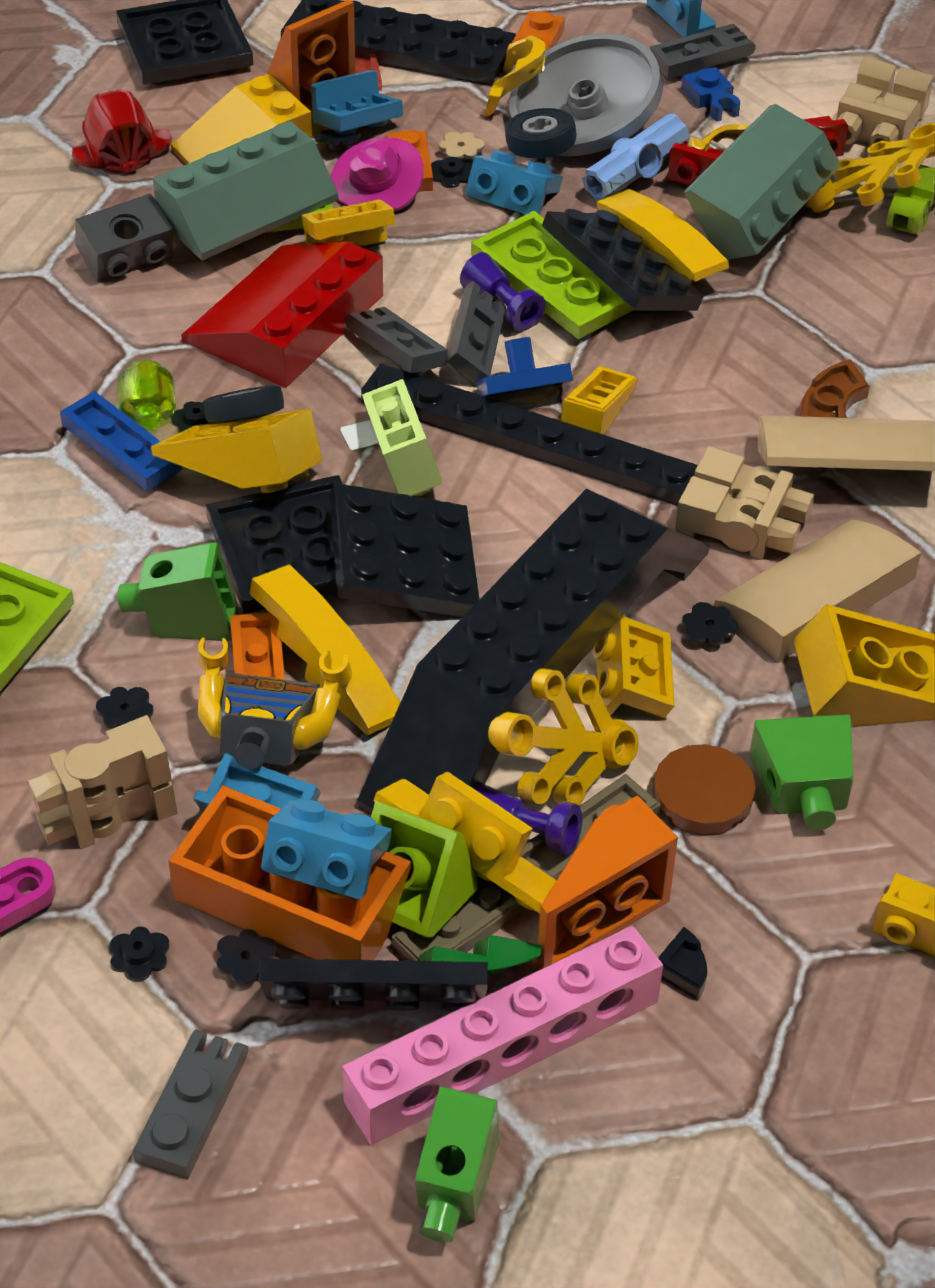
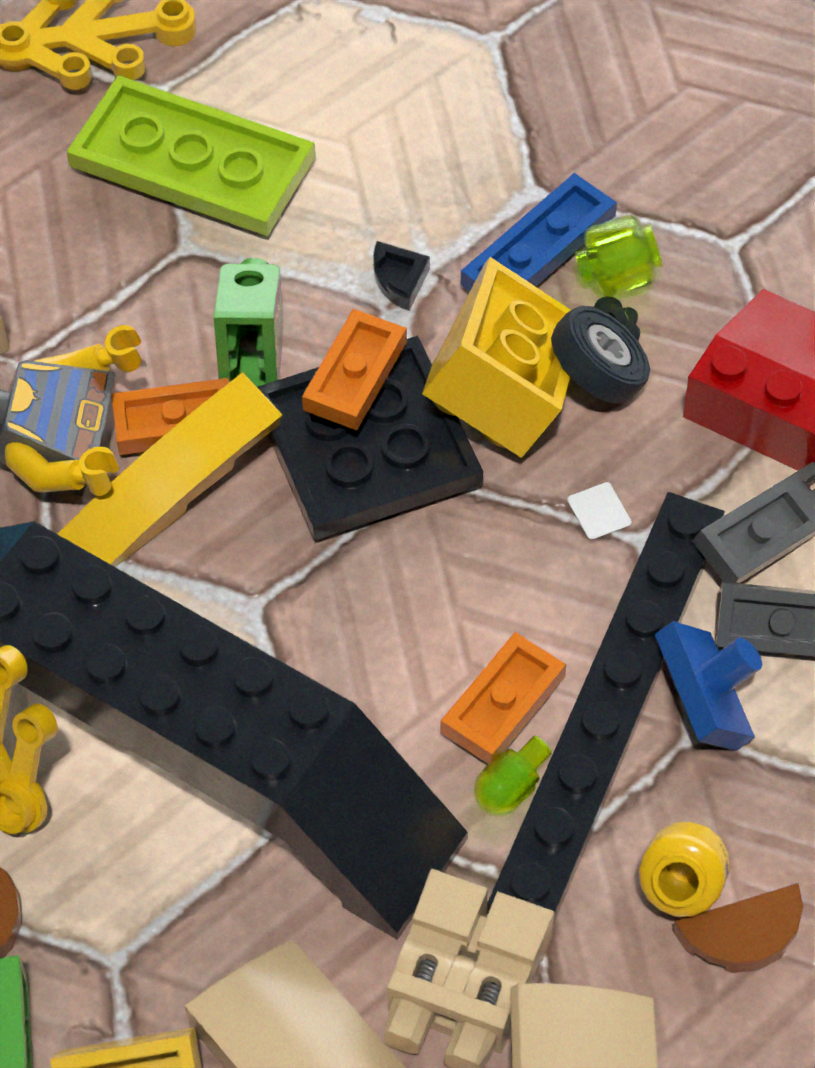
camera: 90 degrees right, 10 degrees up
(124, 706) = (100, 301): black plant -> none
(129, 527) = (399, 273): none -> black tile
(245, 527) = (354, 369): none -> orange plate
(402, 439) = (552, 535): yellowish green slope -> none
(402, 550) = (344, 550): black plate -> none
(528, 480) = (503, 698): none -> orange plate
(589, 477) = (510, 777): none -> clear neon green cylinder
(598, 399) = (681, 761): yellow slope -> none
(635, 667) = (147, 832): yellow bracket -> none
(669, 392) = (684, 869): none -> yellow head
(700, 382) = (745, 932): none -> dark orange tile
(709, 624) = (247, 914): black plant -> none

